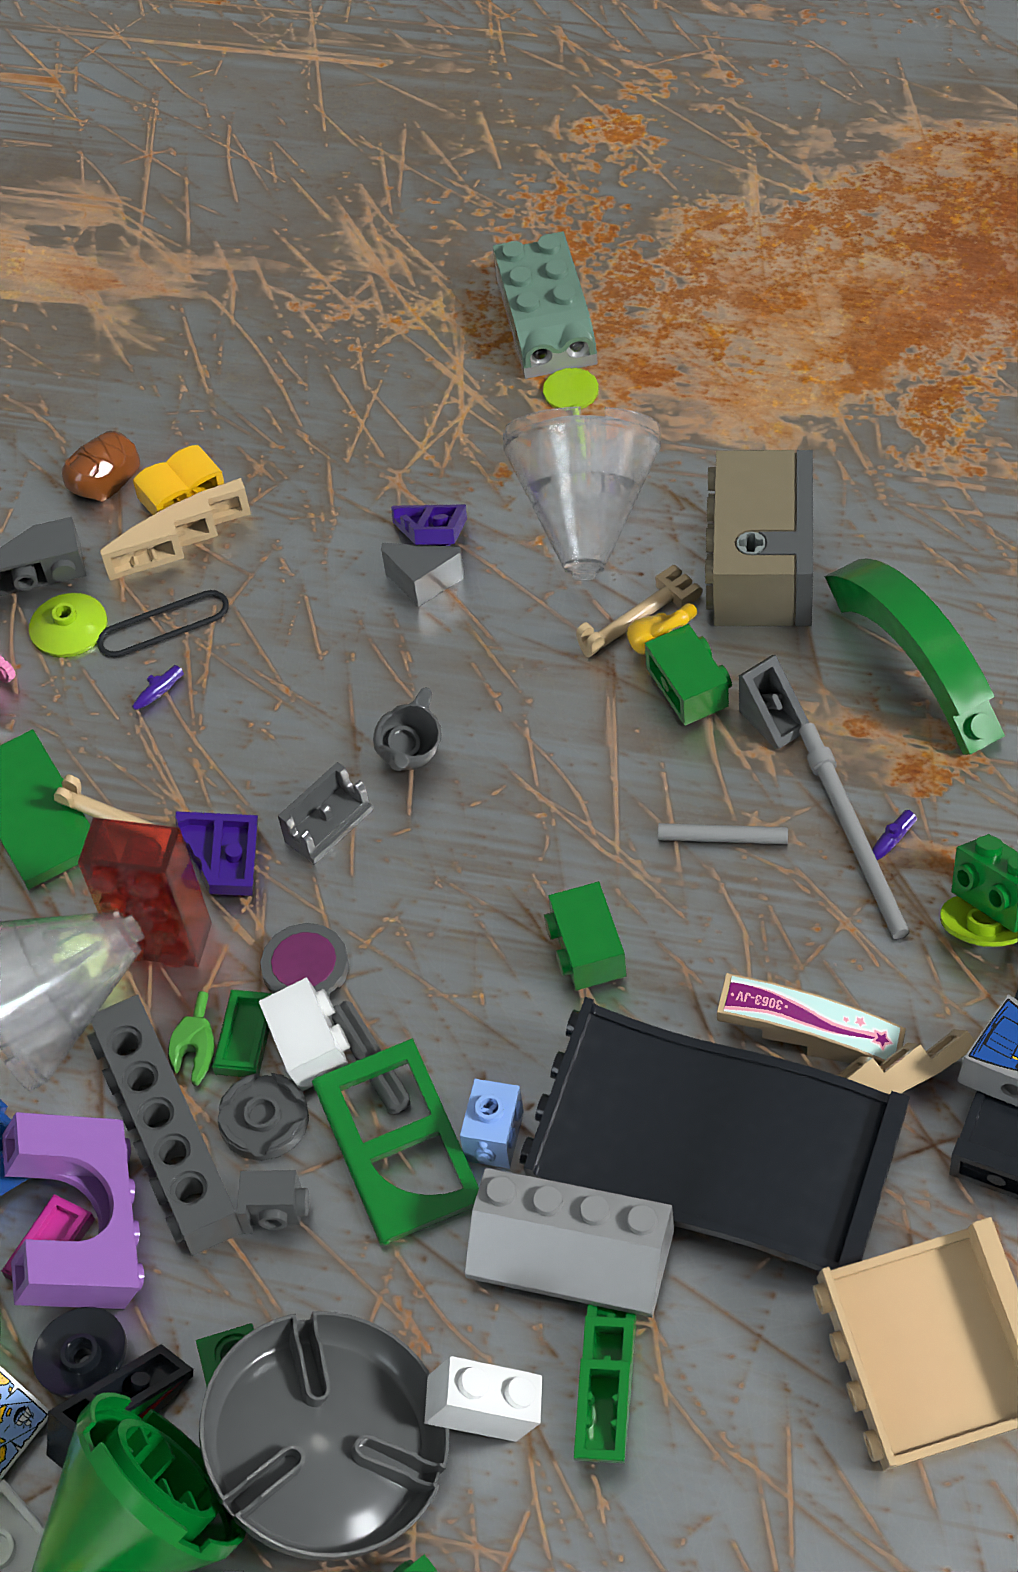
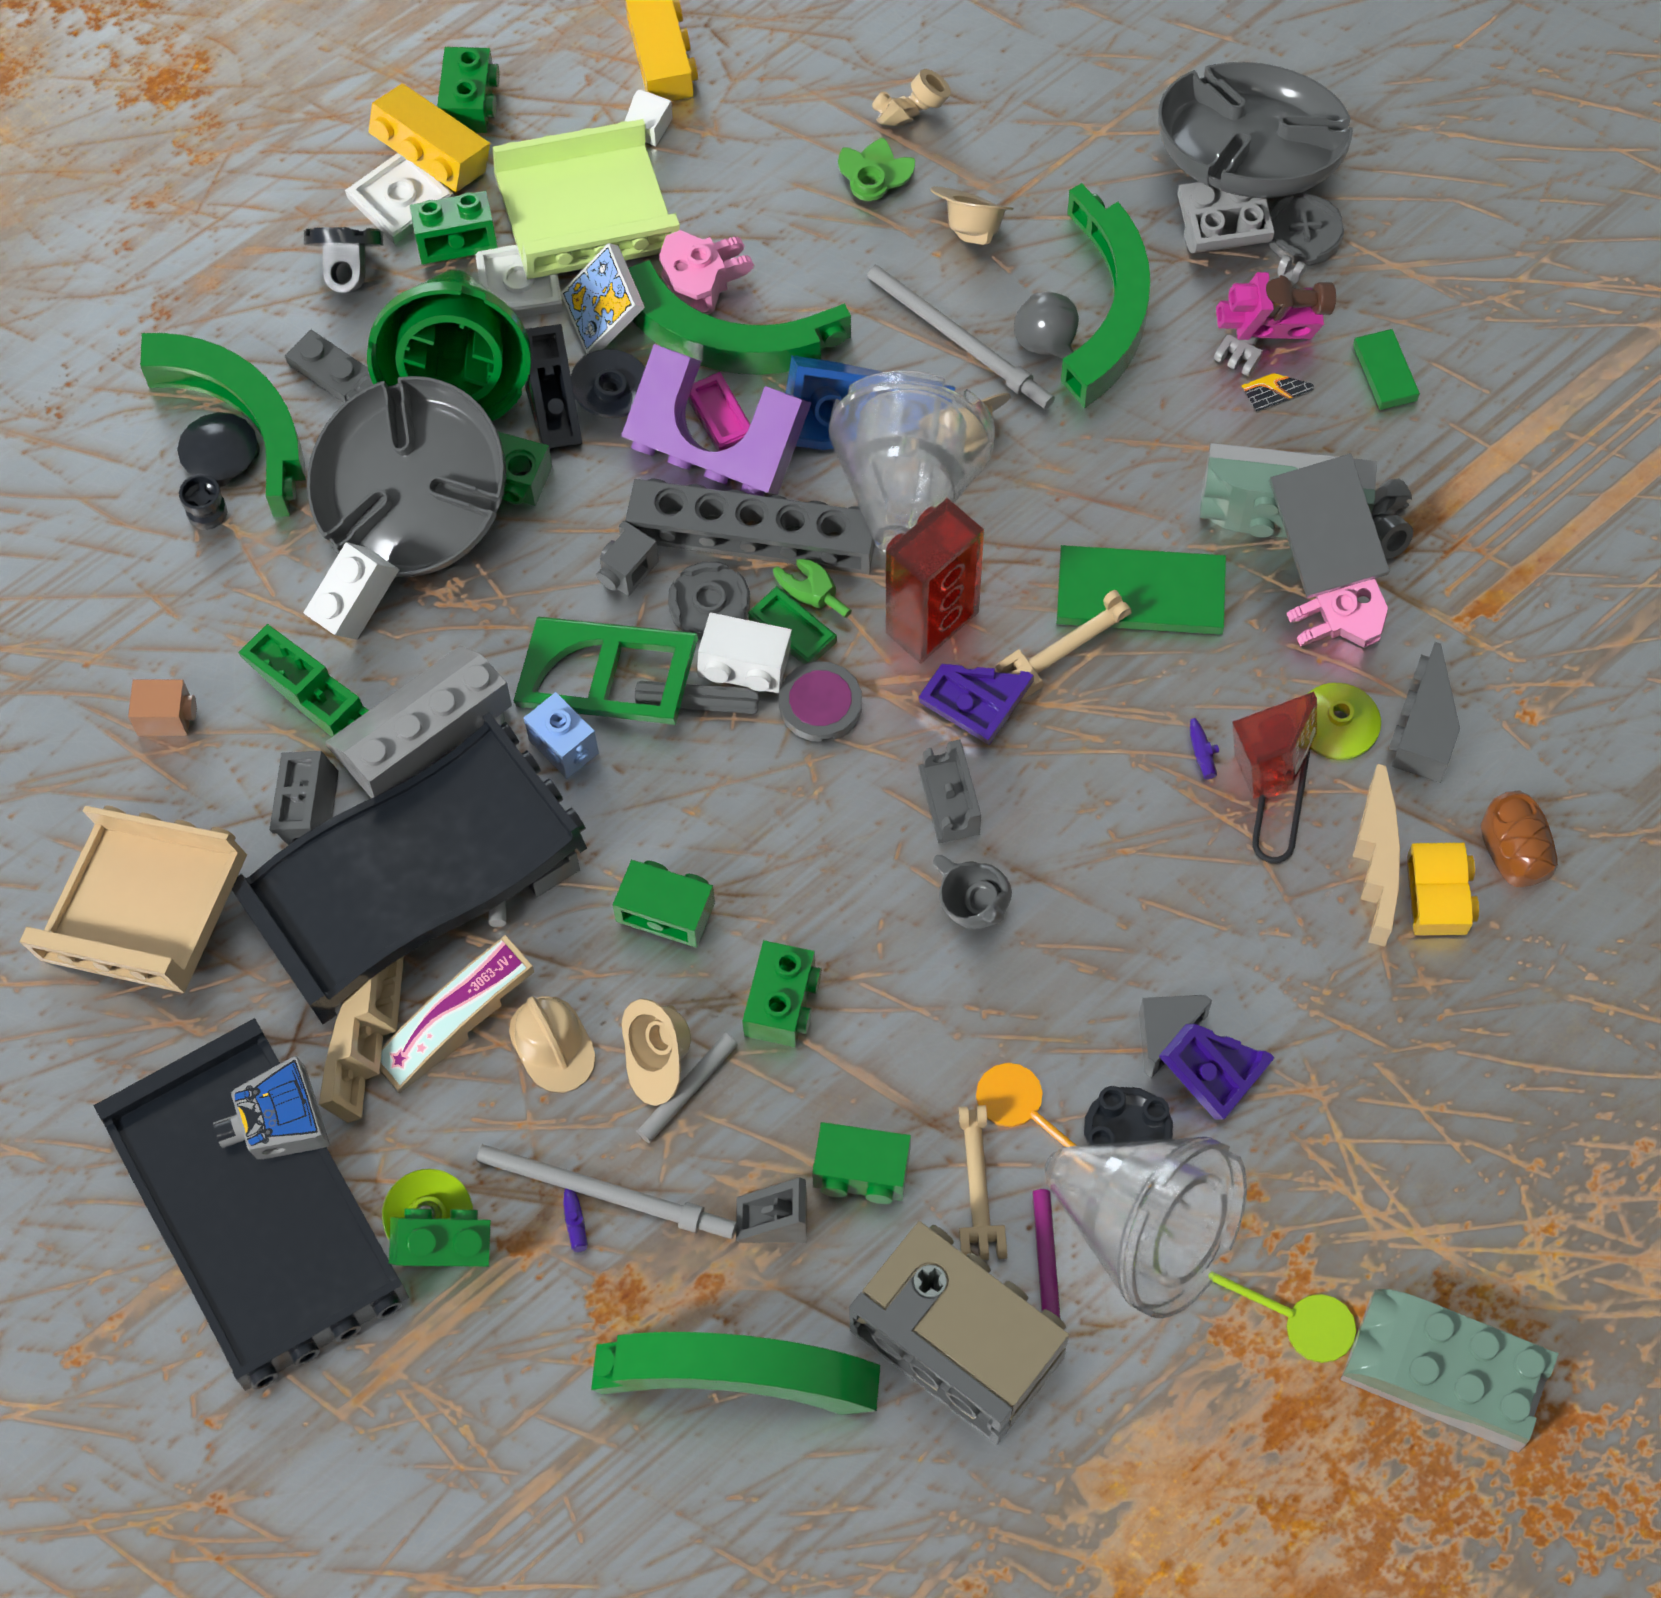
camera: 120 degrees right, 10 degrees up
(130, 616) = (1275, 744): none -> clear red slope
(517, 553) = (1127, 1116): none -> black dish
(550, 639) = (1014, 1098): none -> light orange piece
(596, 814) = (780, 994): none -> green brick
(651, 627) = (940, 1171): yellow piece -> none
(655, 547) = (1046, 1251): none -> magenta bar
(716, 859) = (654, 1045): none -> tan piece
(719, 1289) = (303, 794): none -> dark grey hinge
(732, 1499) = (161, 707): none -> nougat brick
(769, 947) = (552, 1044): none -> tan piece

